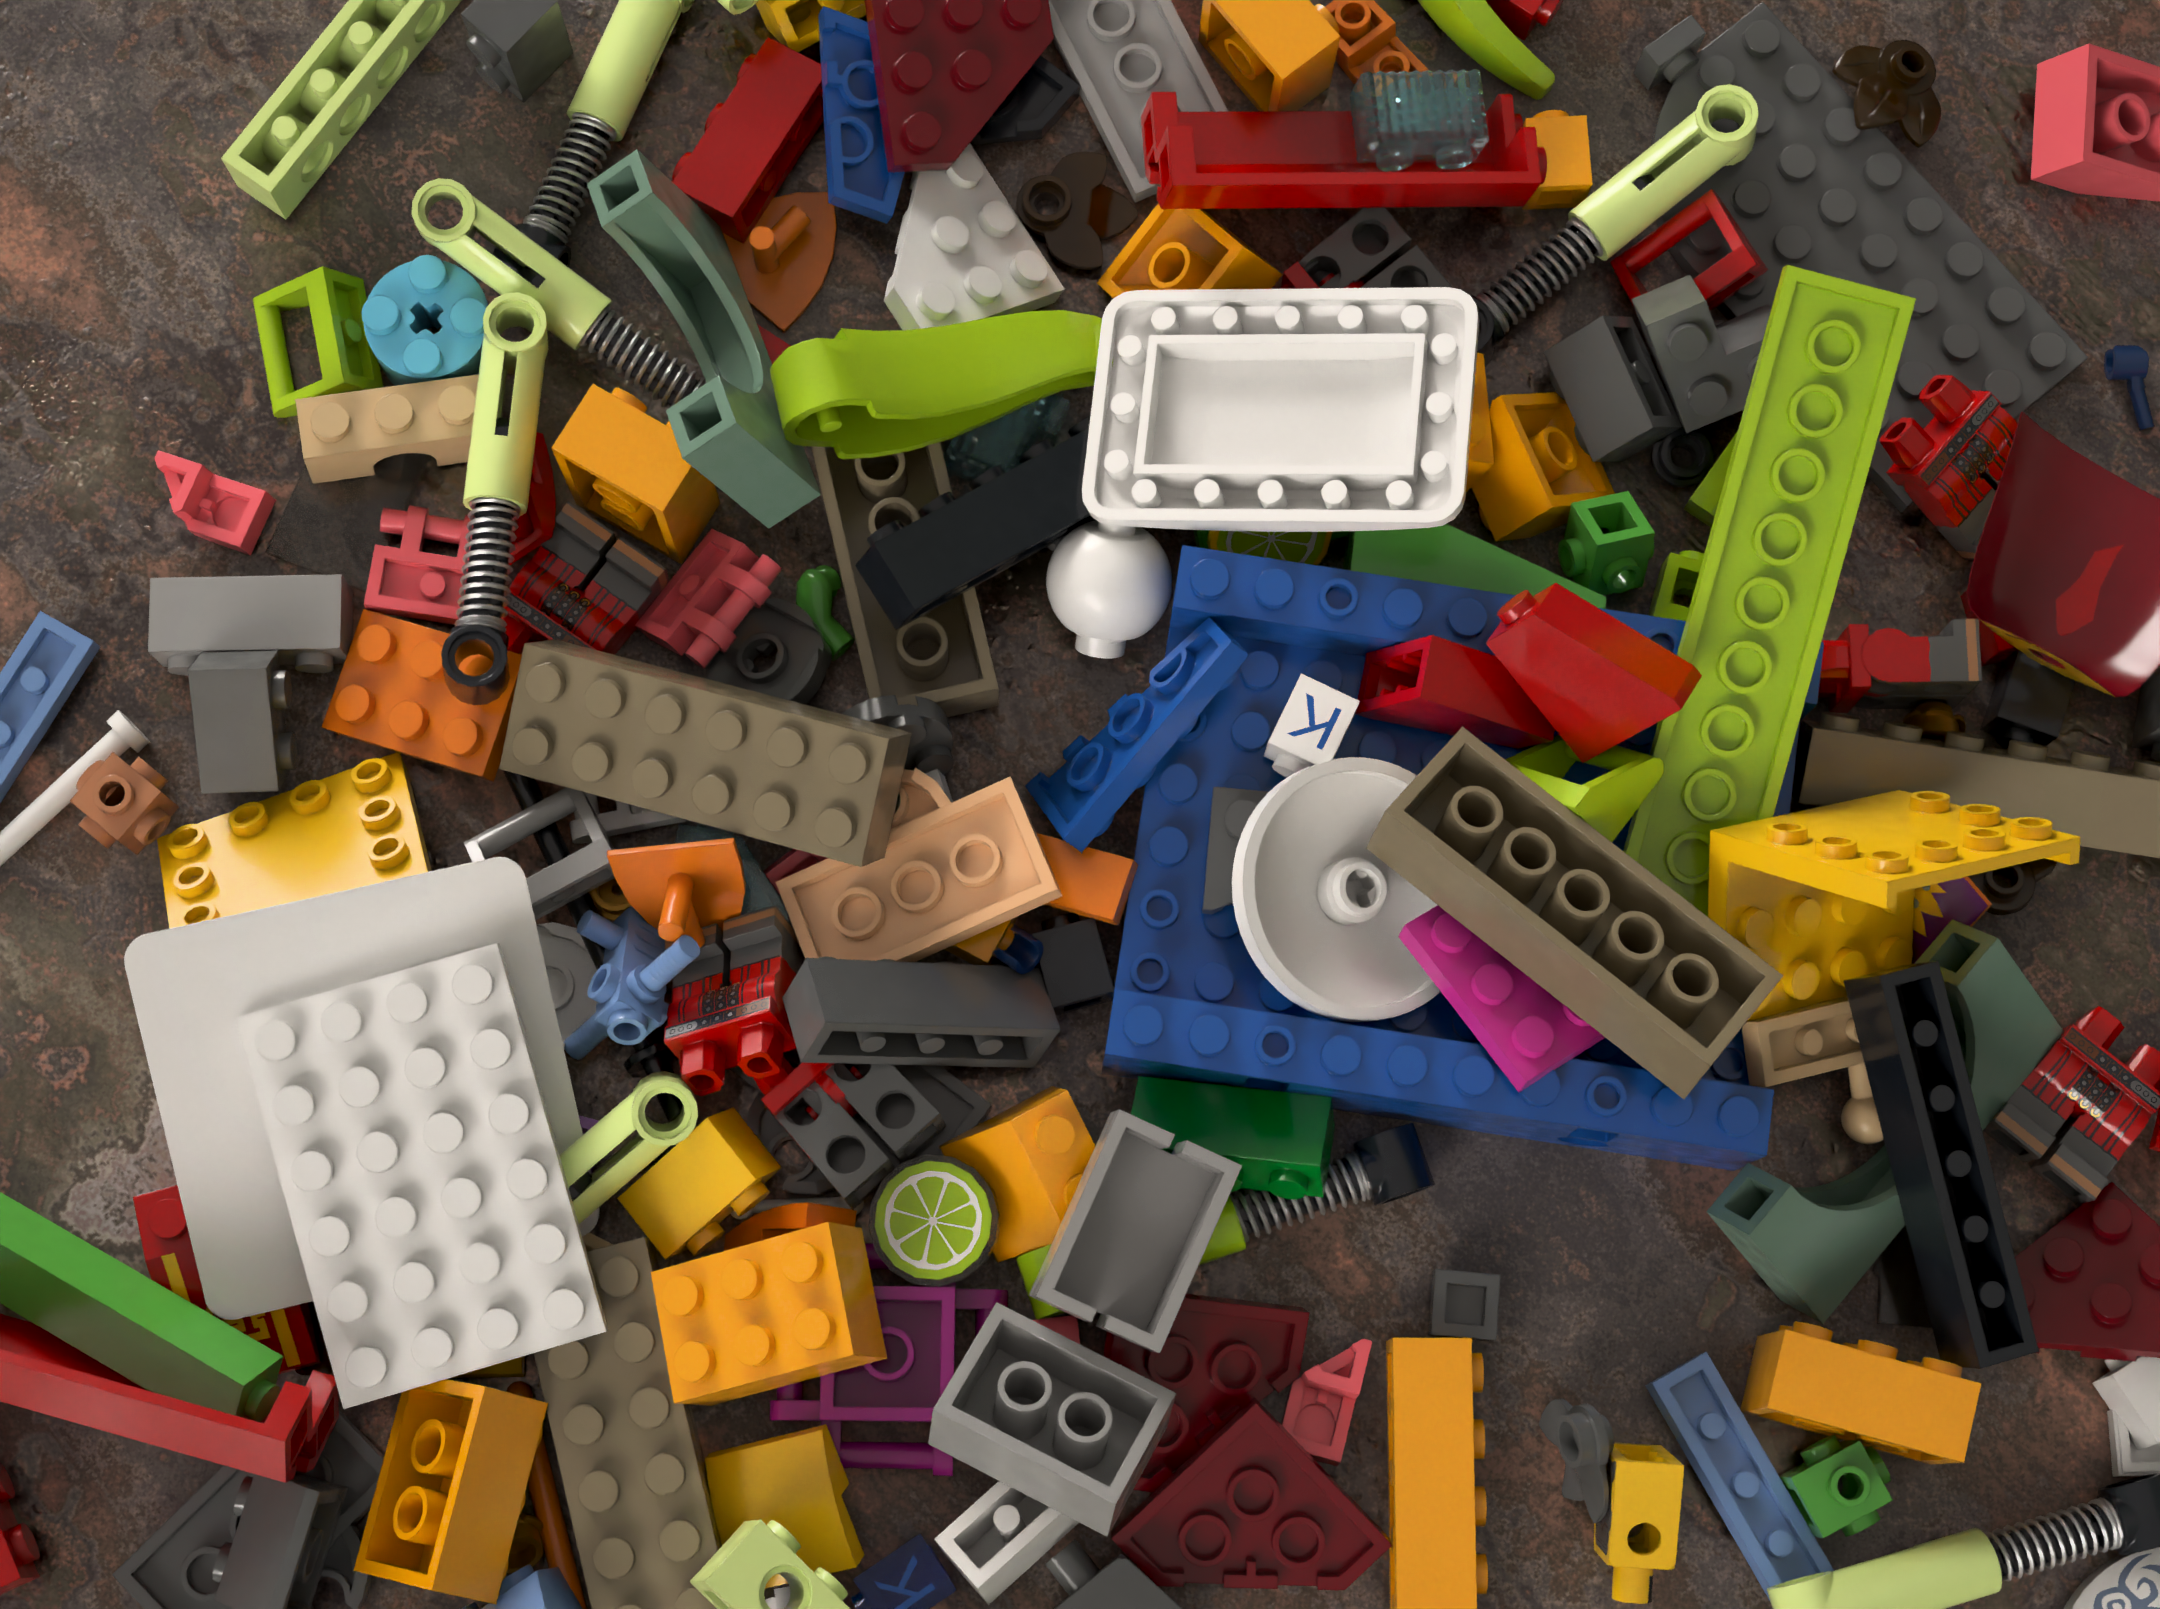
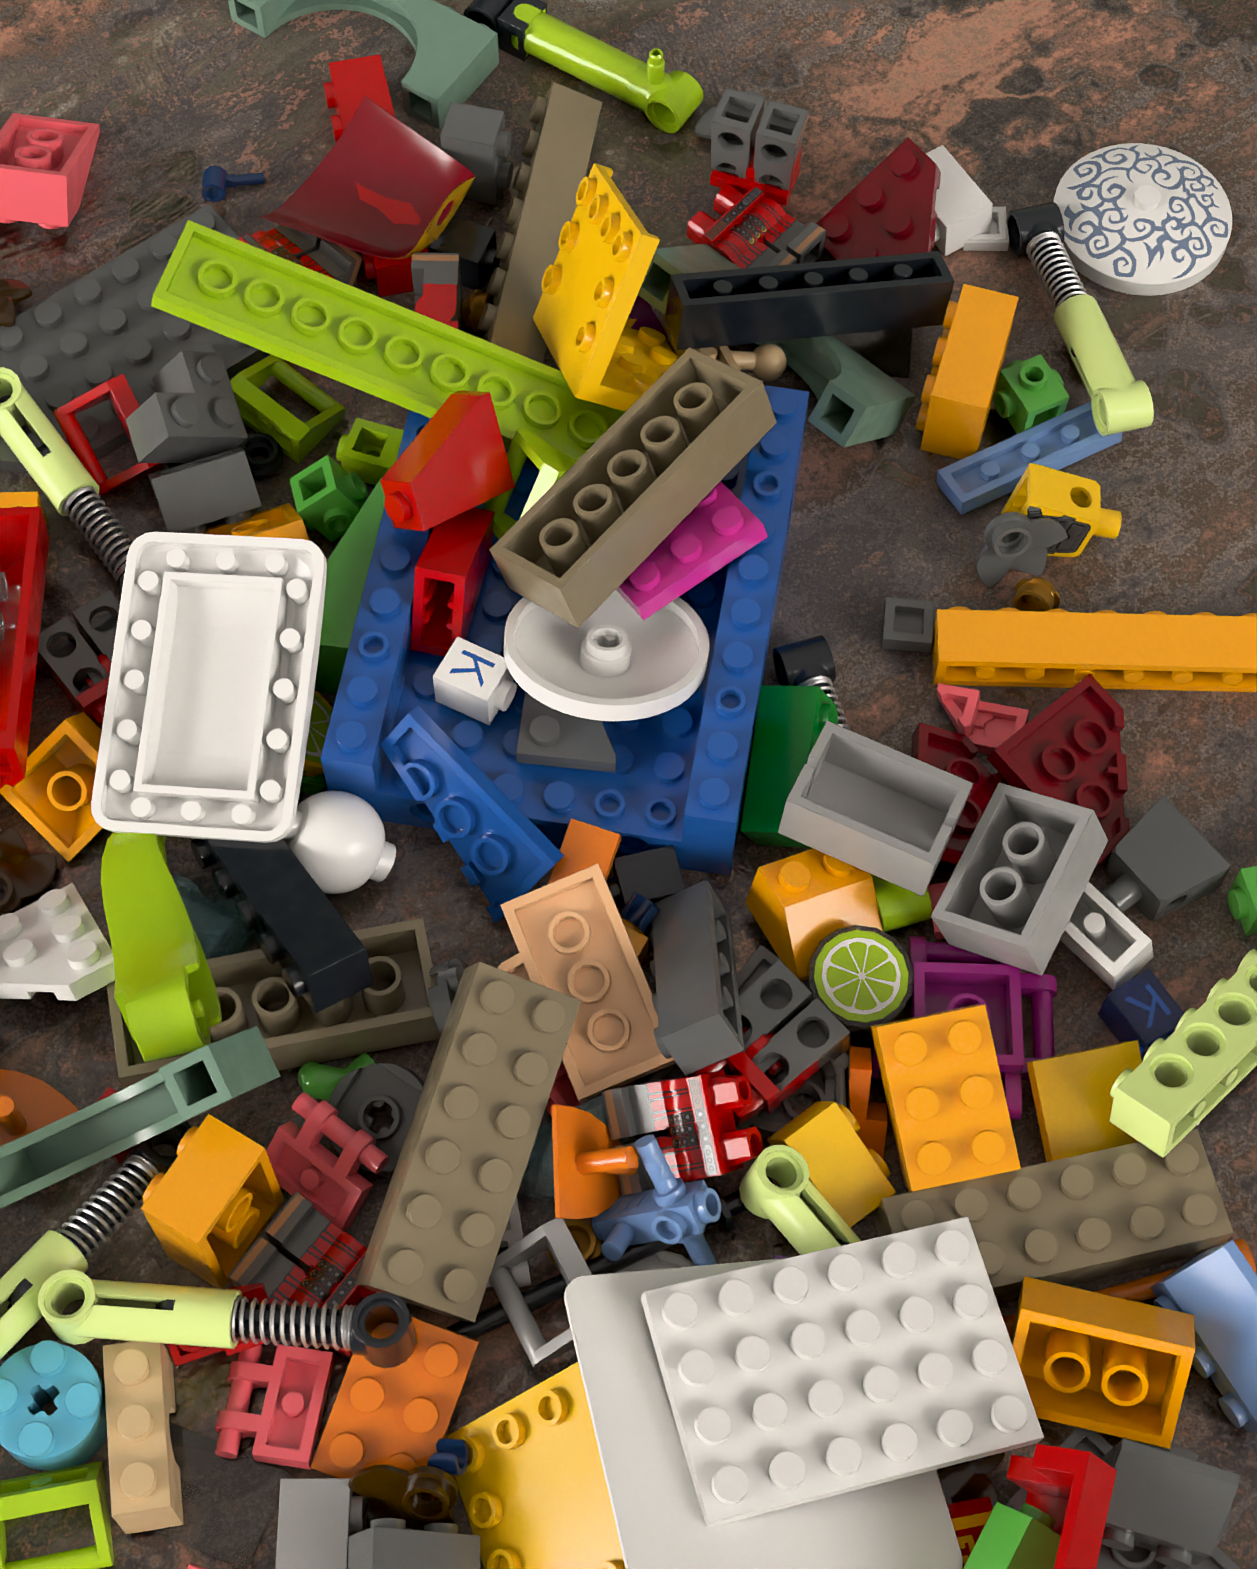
camera: 85 degrees left, 15 degrees down
(319, 724) = (416, 1495): none -> dark brown plate
(356, 755) = (450, 1456): none -> dark blue hand
(1514, 1482) = (1035, 595): none -> pearl gold plate

